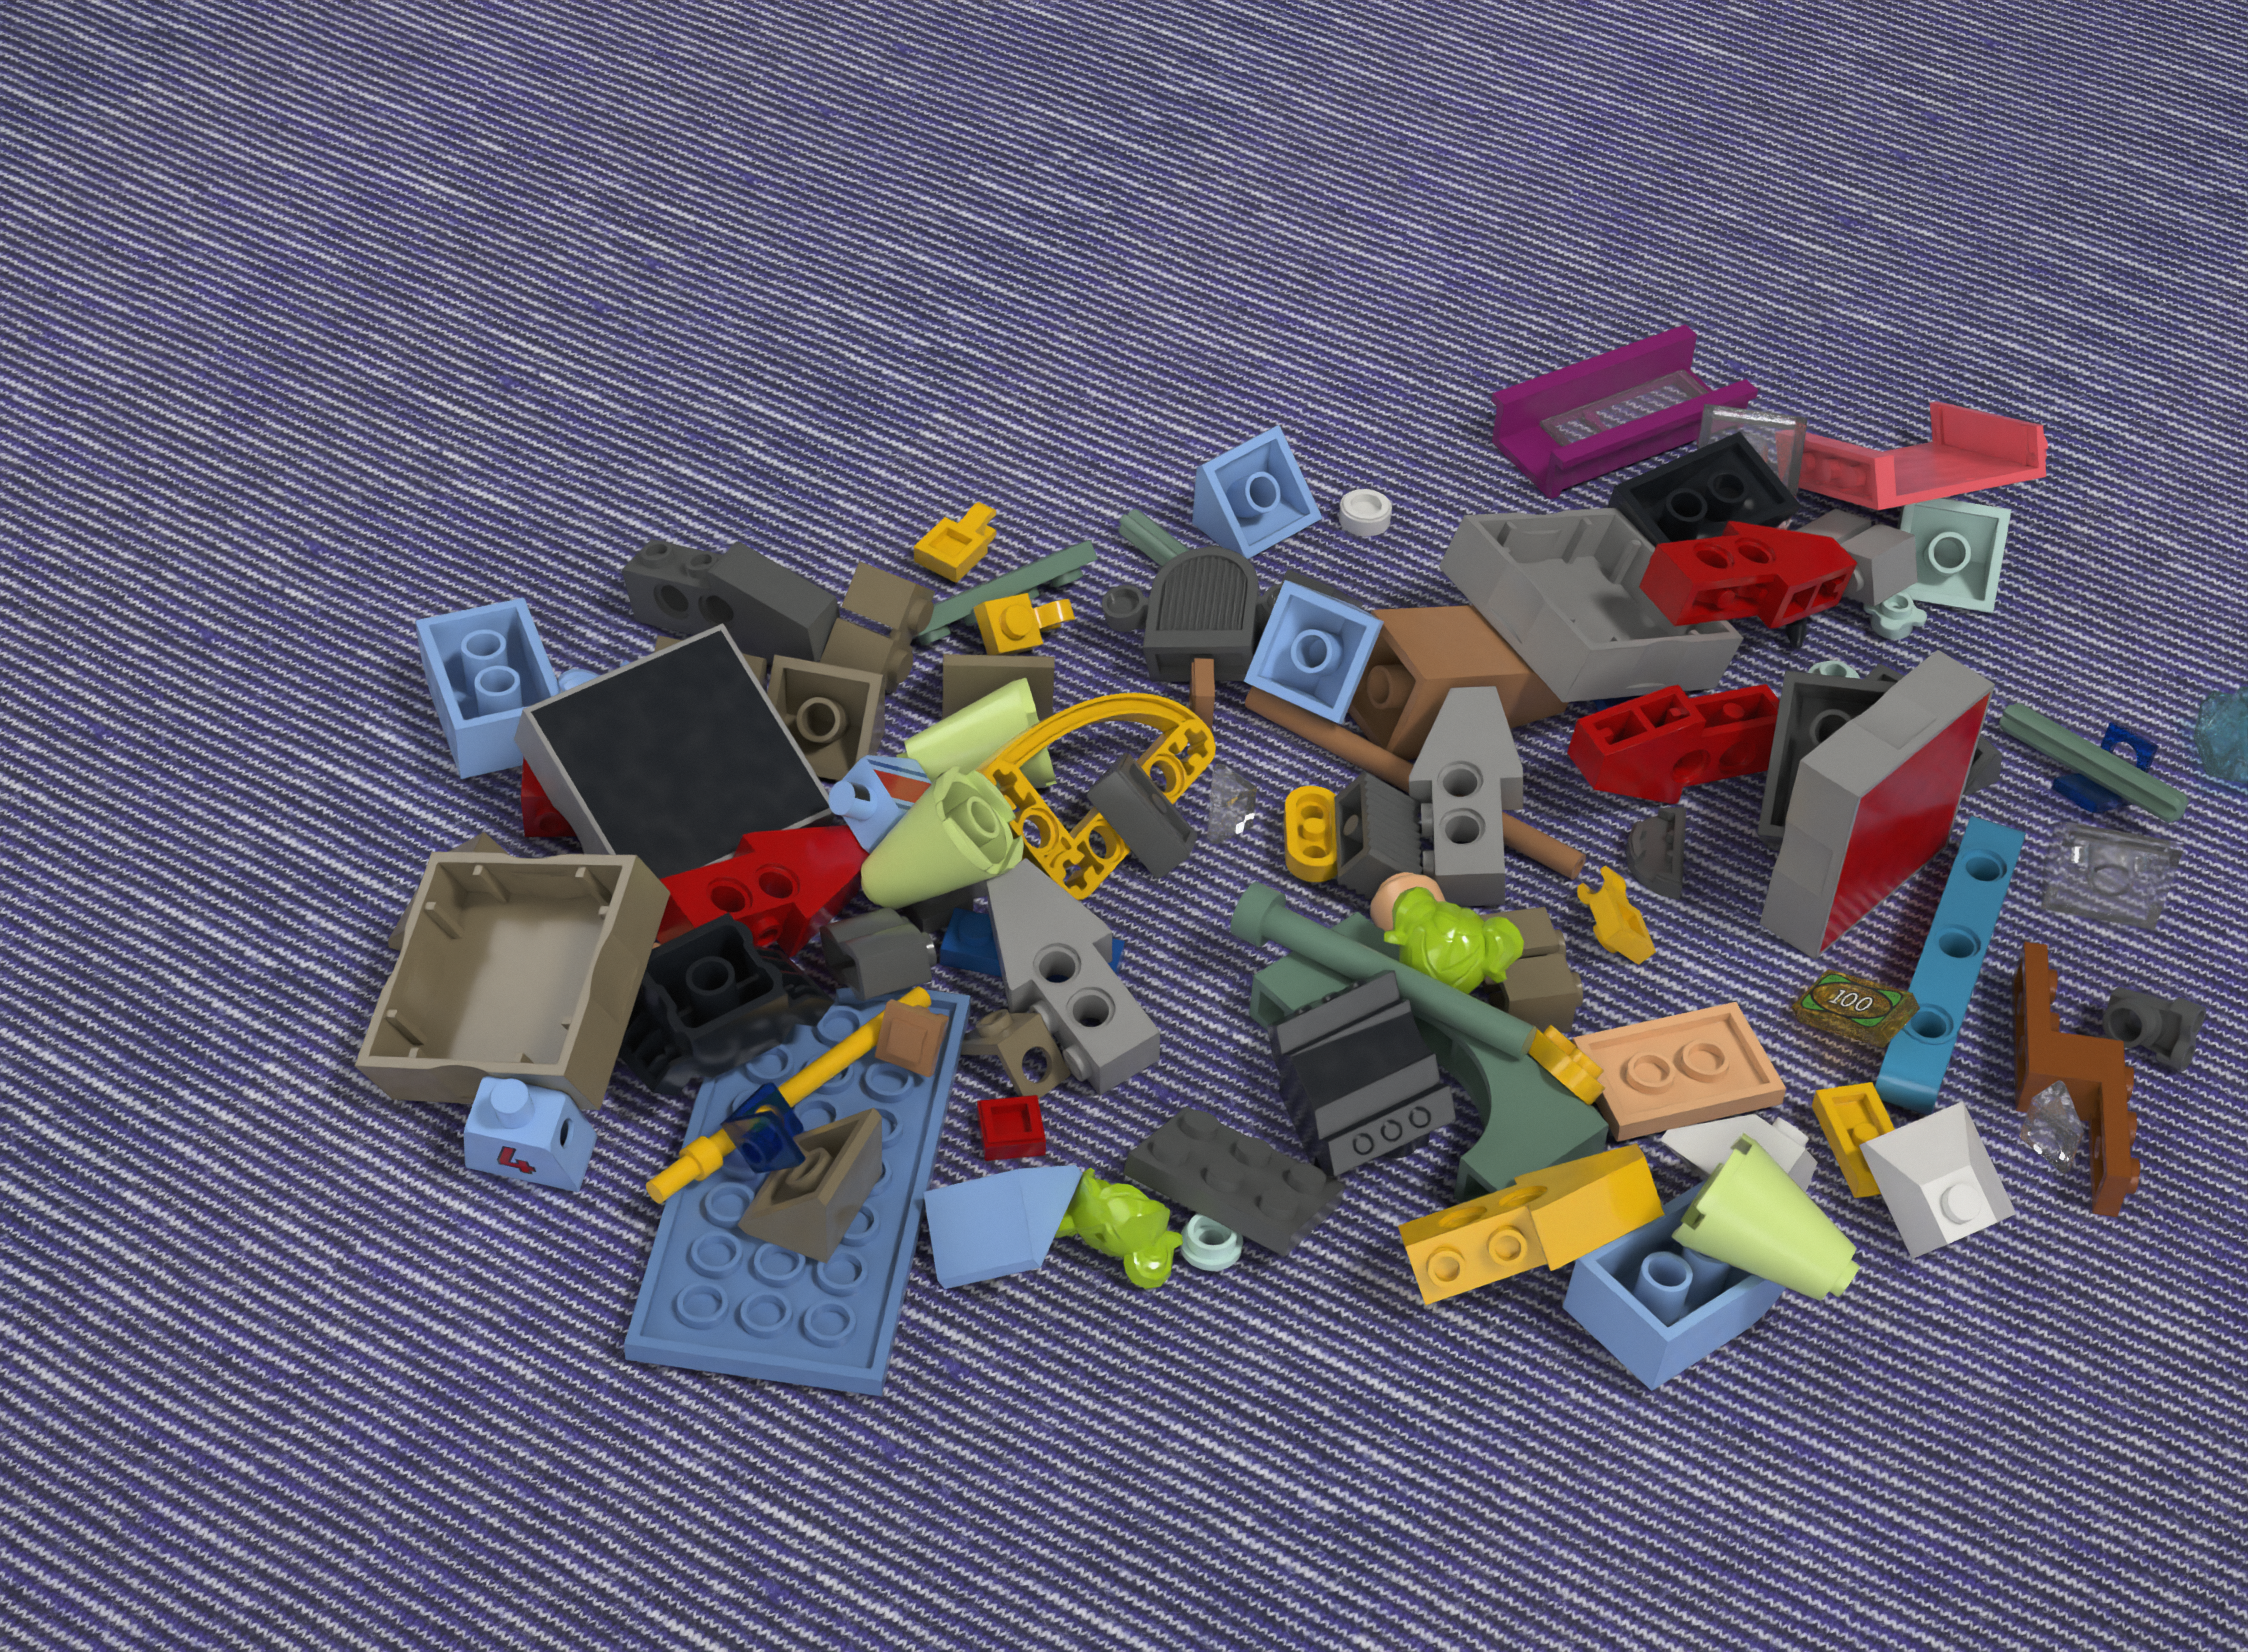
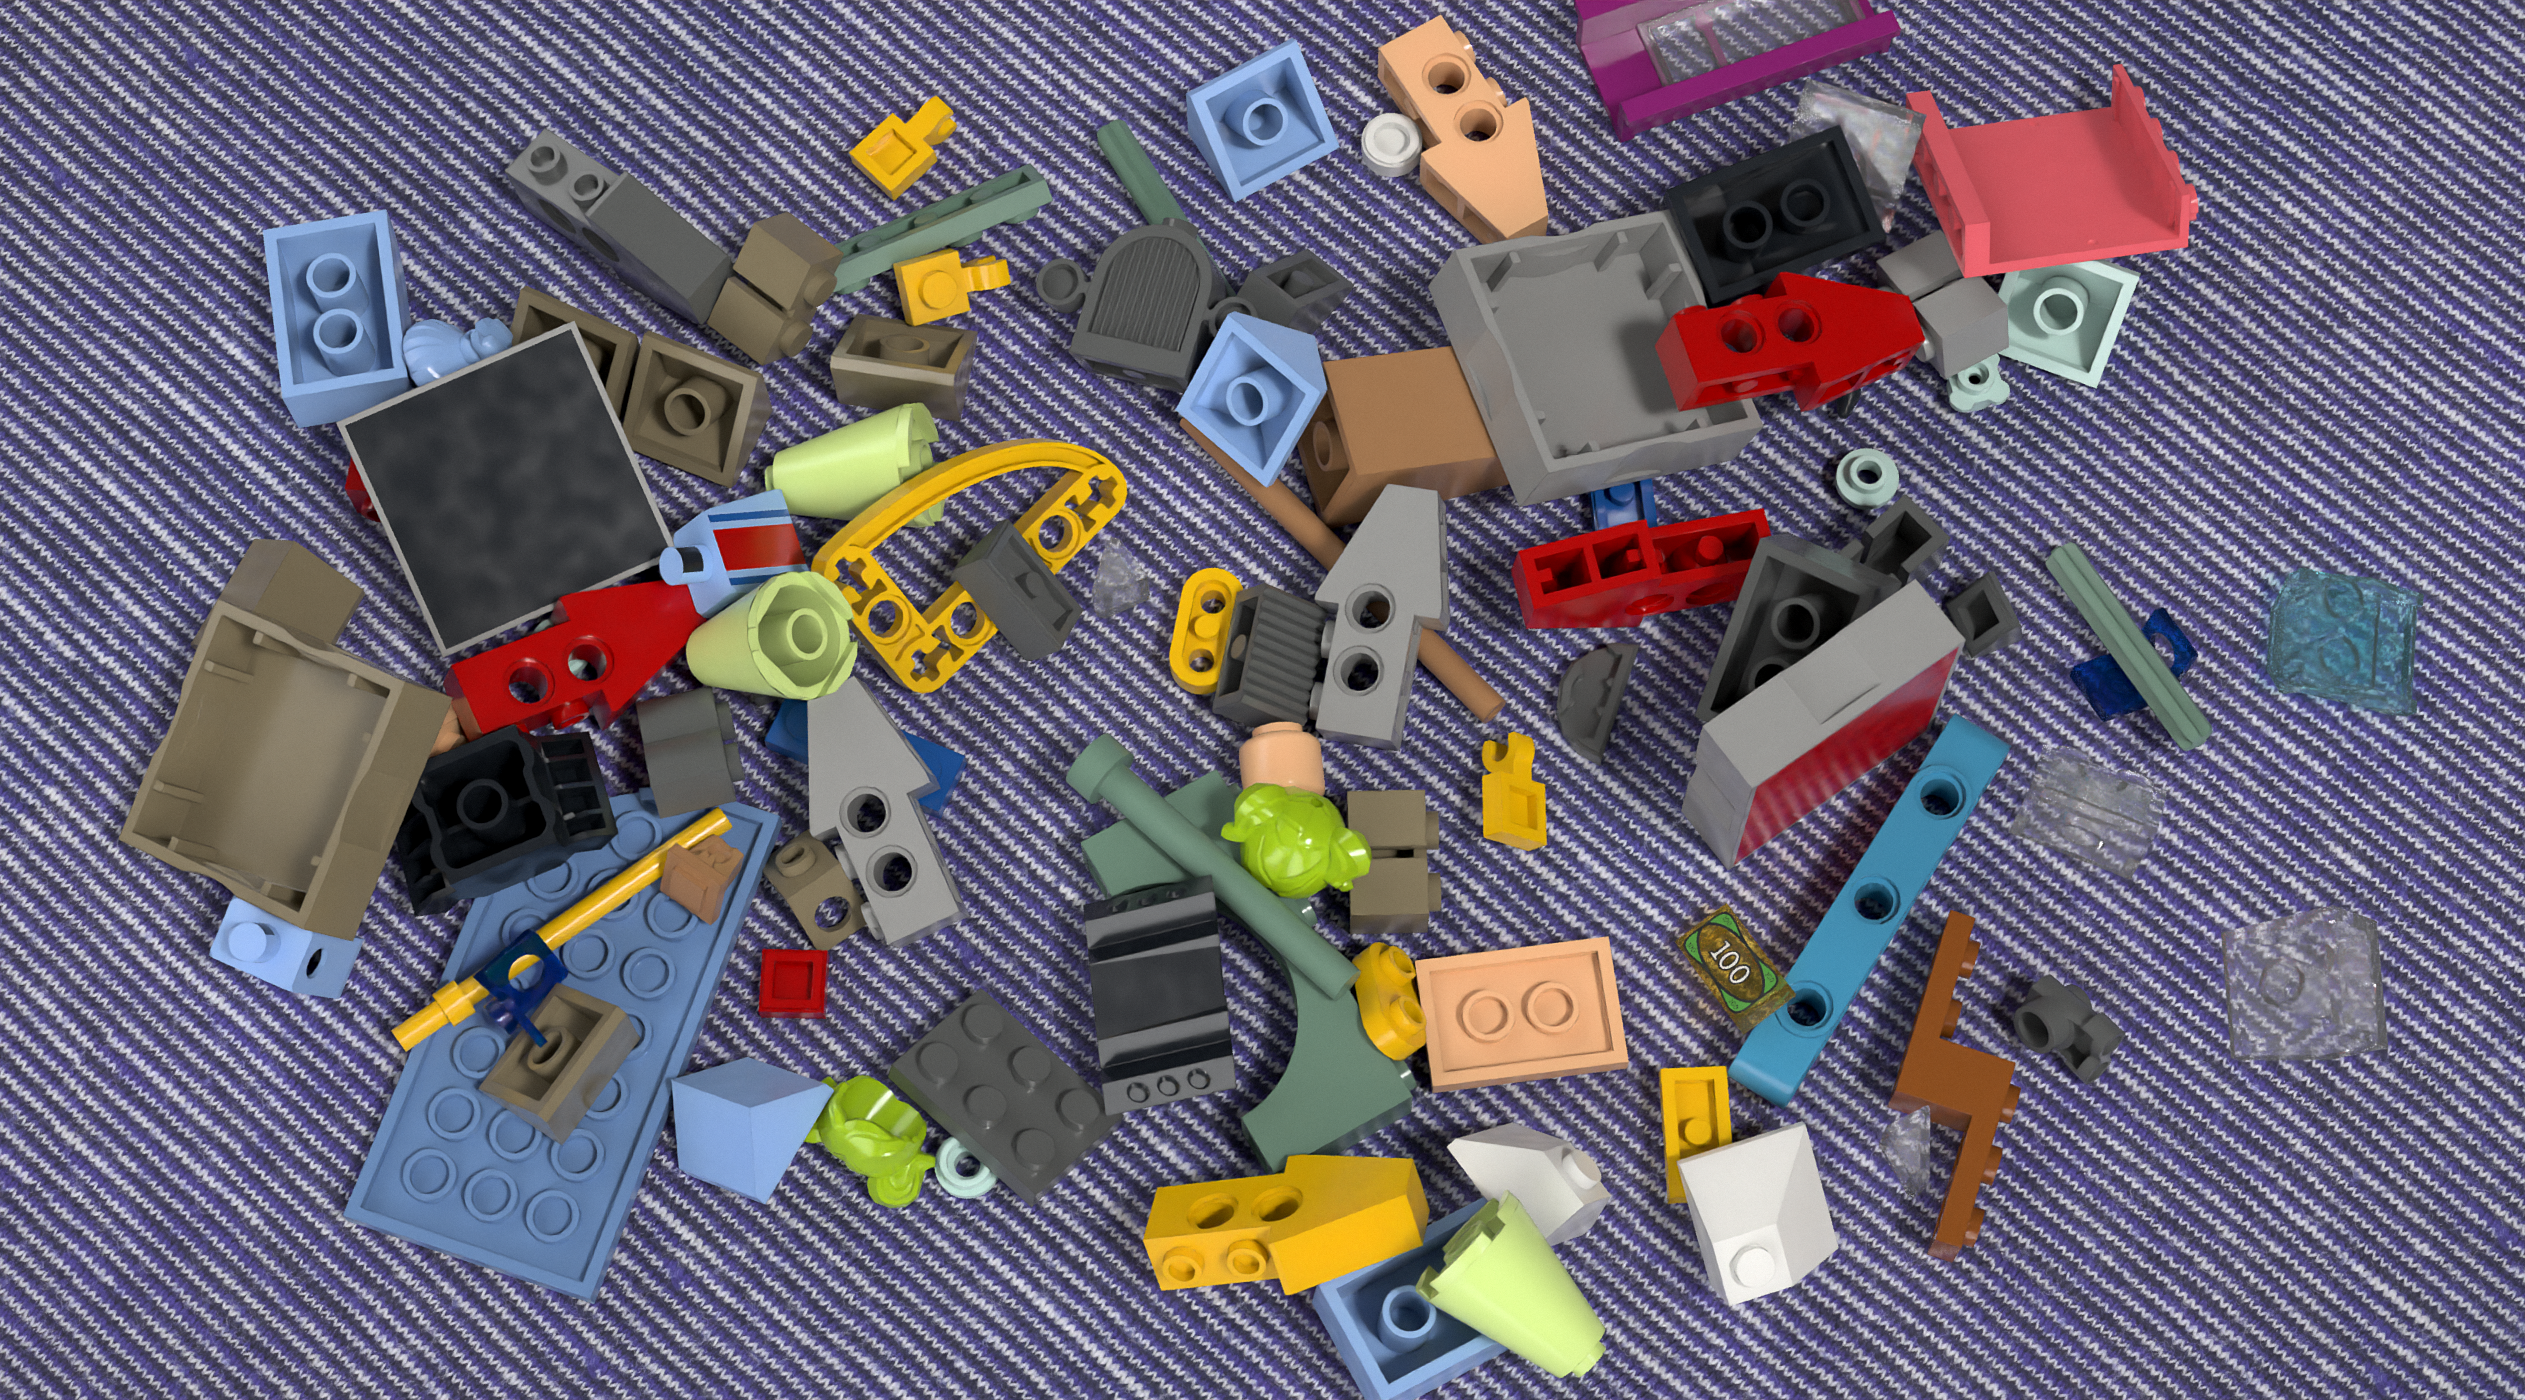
camera: 15 degrees right, 25 degrees up
(1202, 690) = (1127, 418): medium nougat tile -> none
(1421, 482) = (1485, 184): none -> light nougat brick

